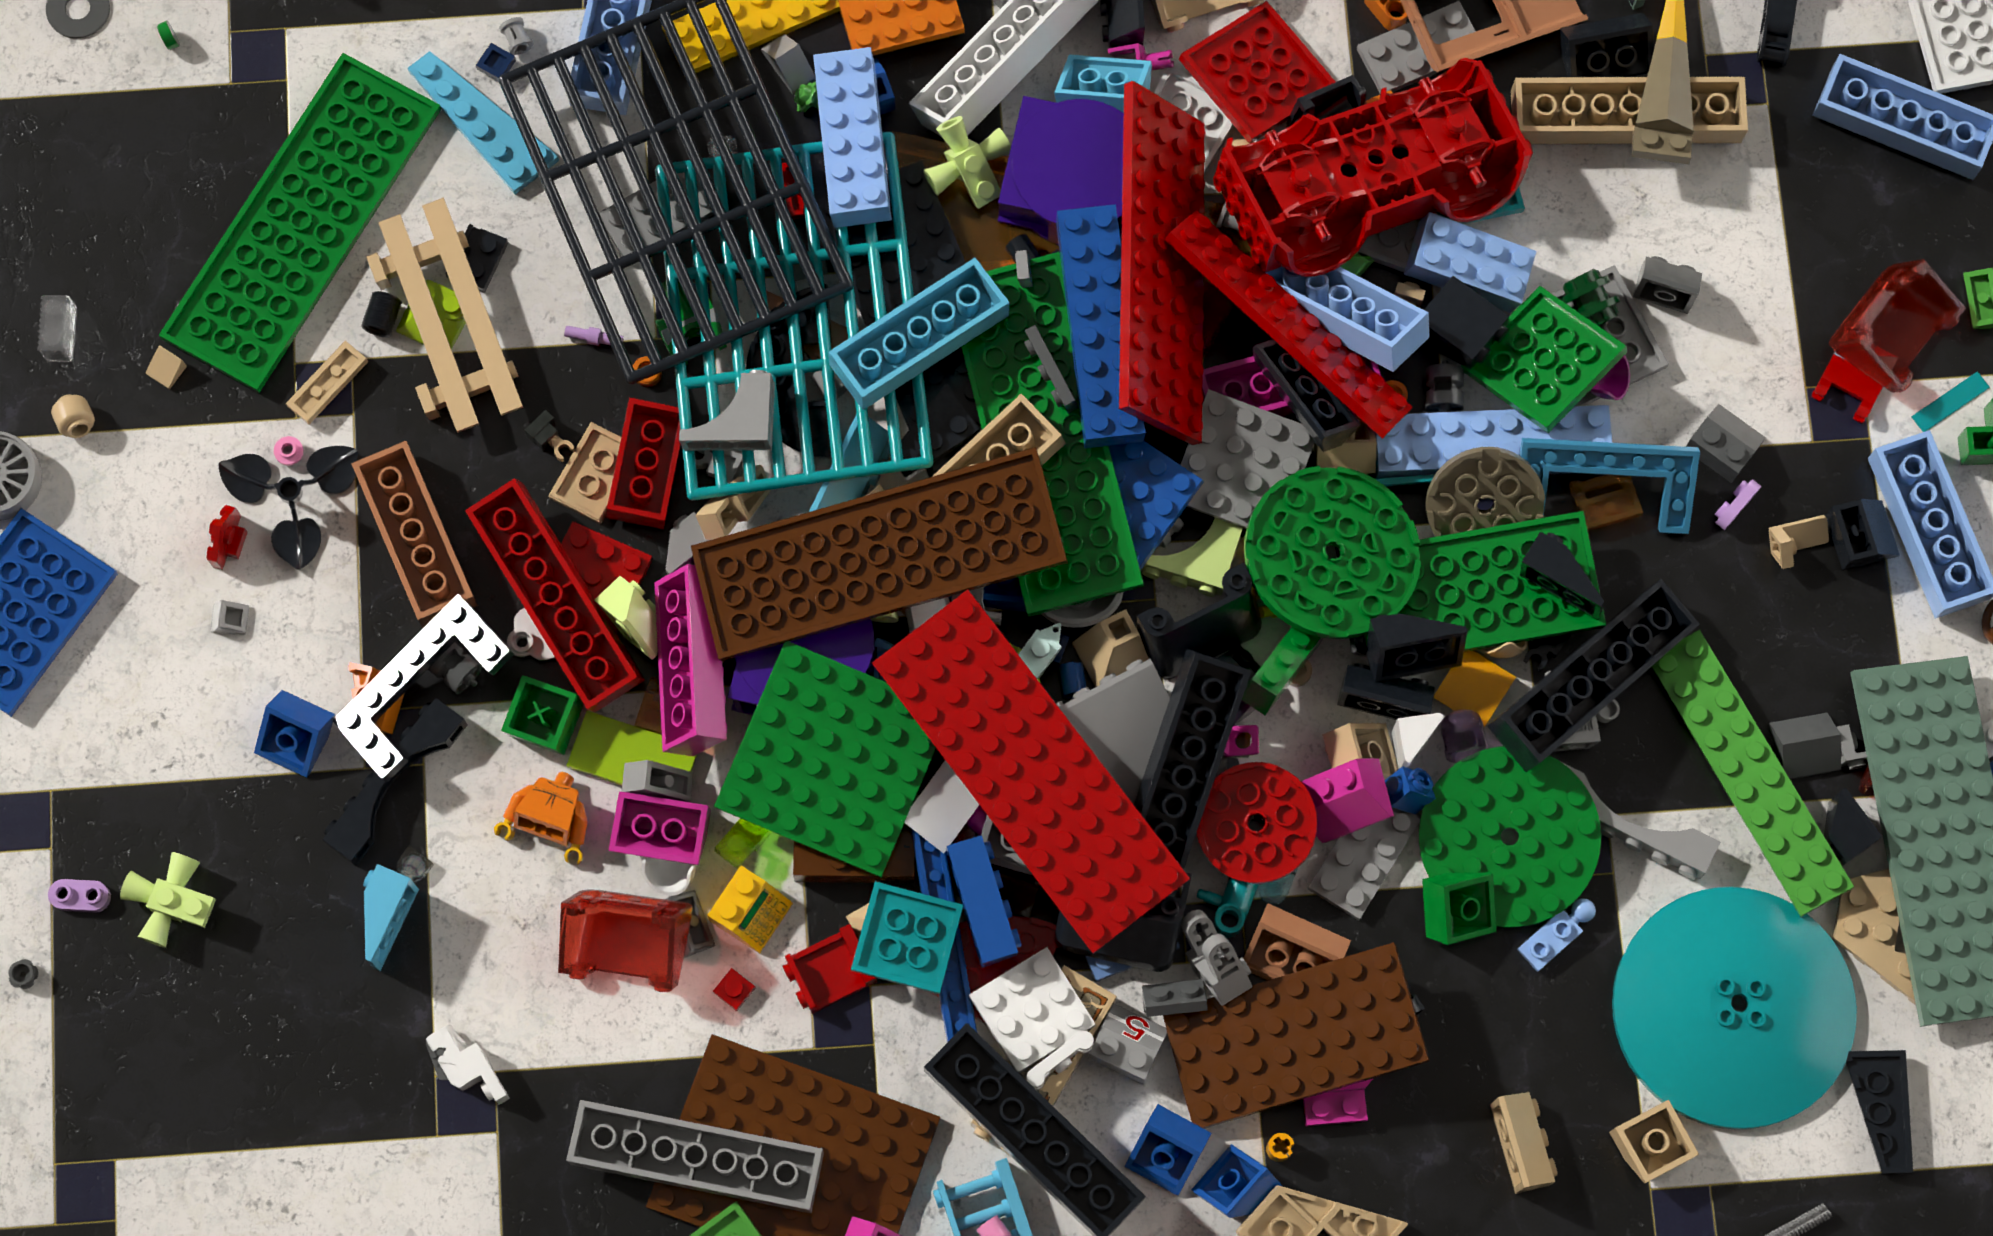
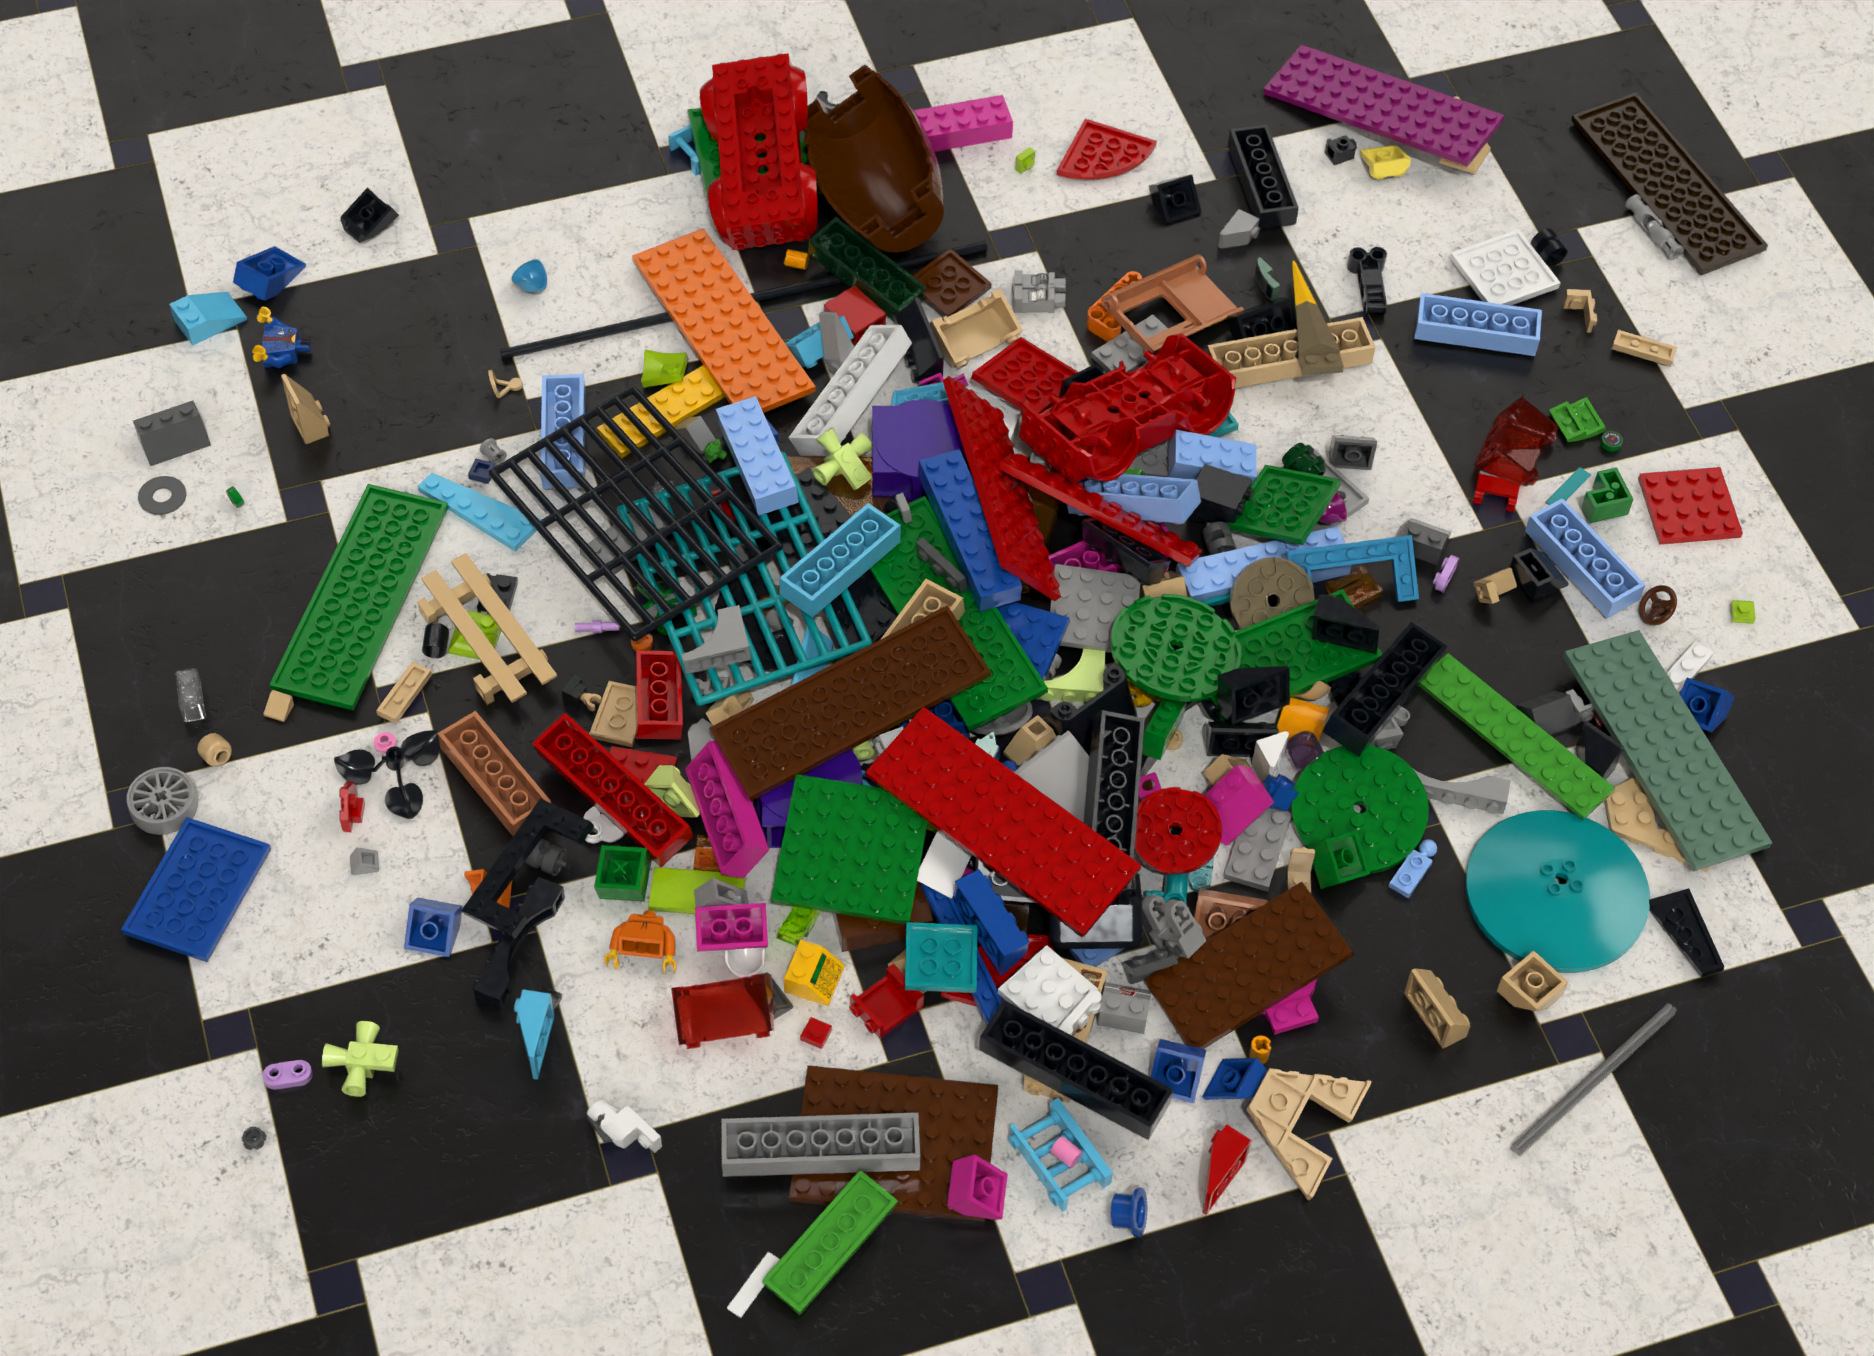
camera: 15 degrees left, 20 degrees down
(1404, 912) = (1300, 867): none -> tan bracket

